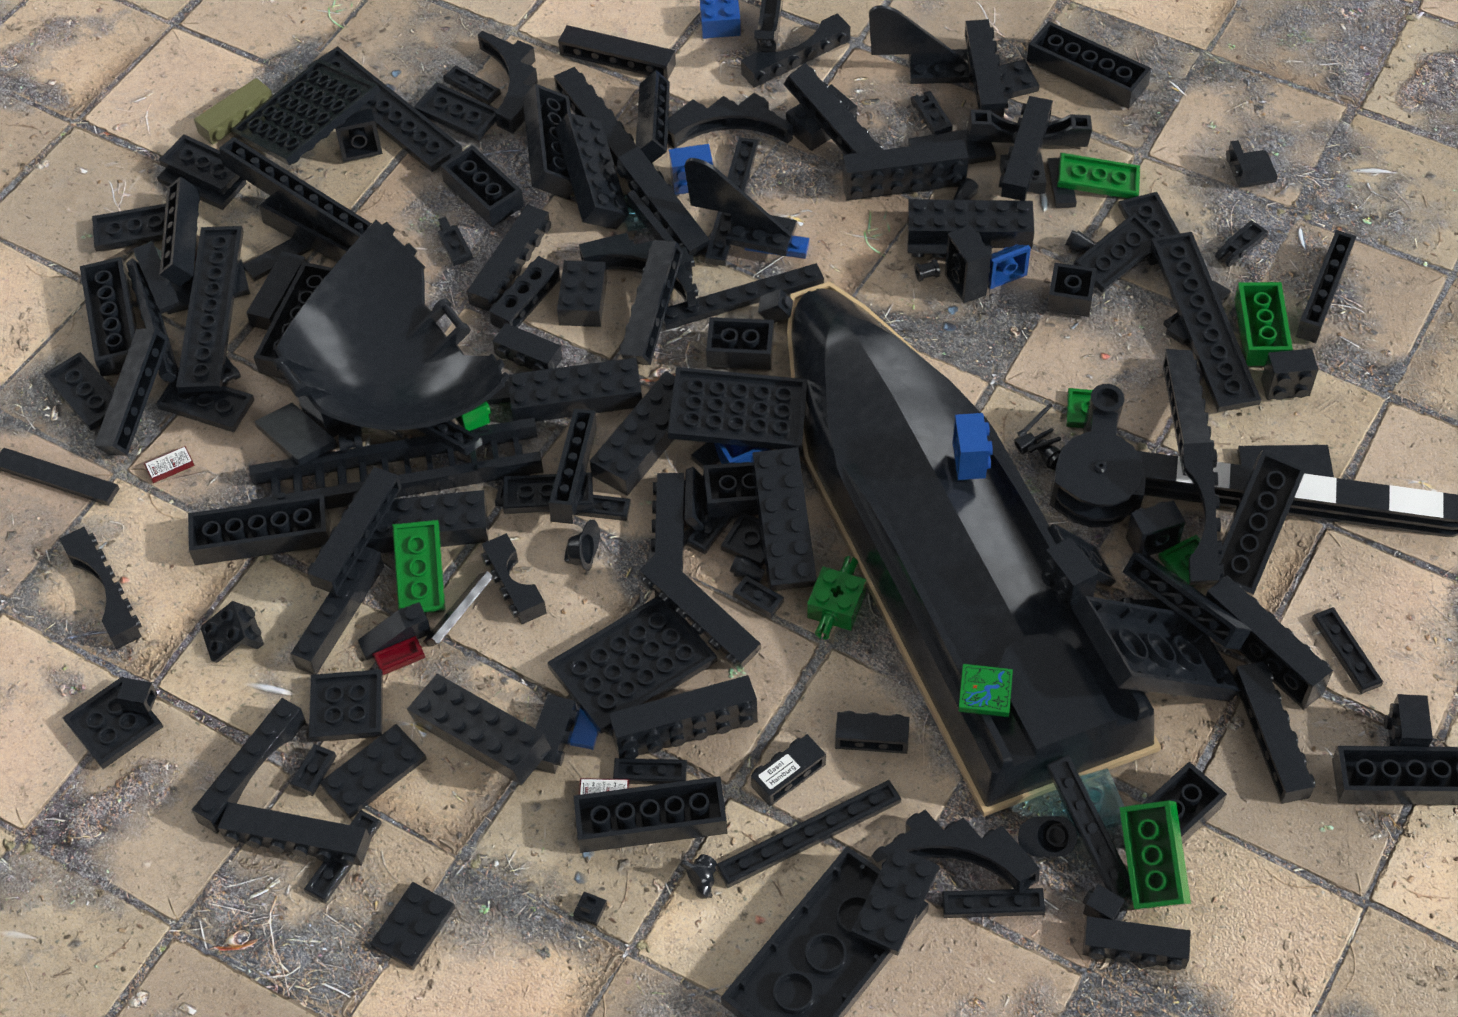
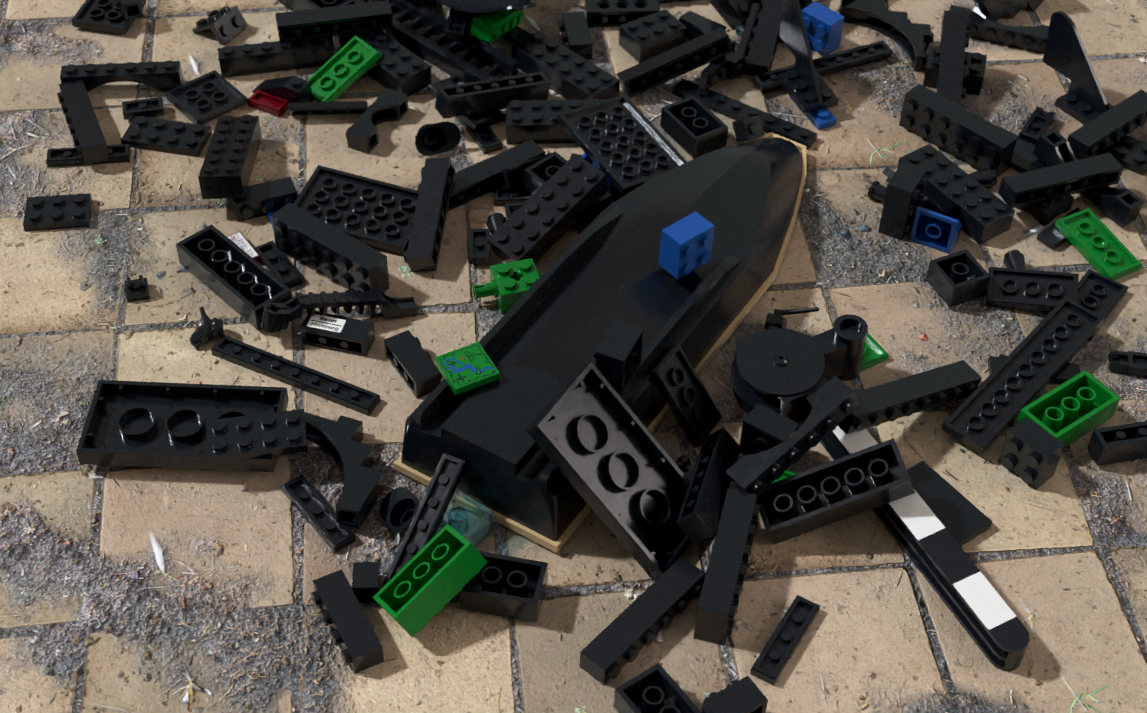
camera: 50 degrees right, 10 degrees down
(750, 777) = (278, 315): none -> black piece

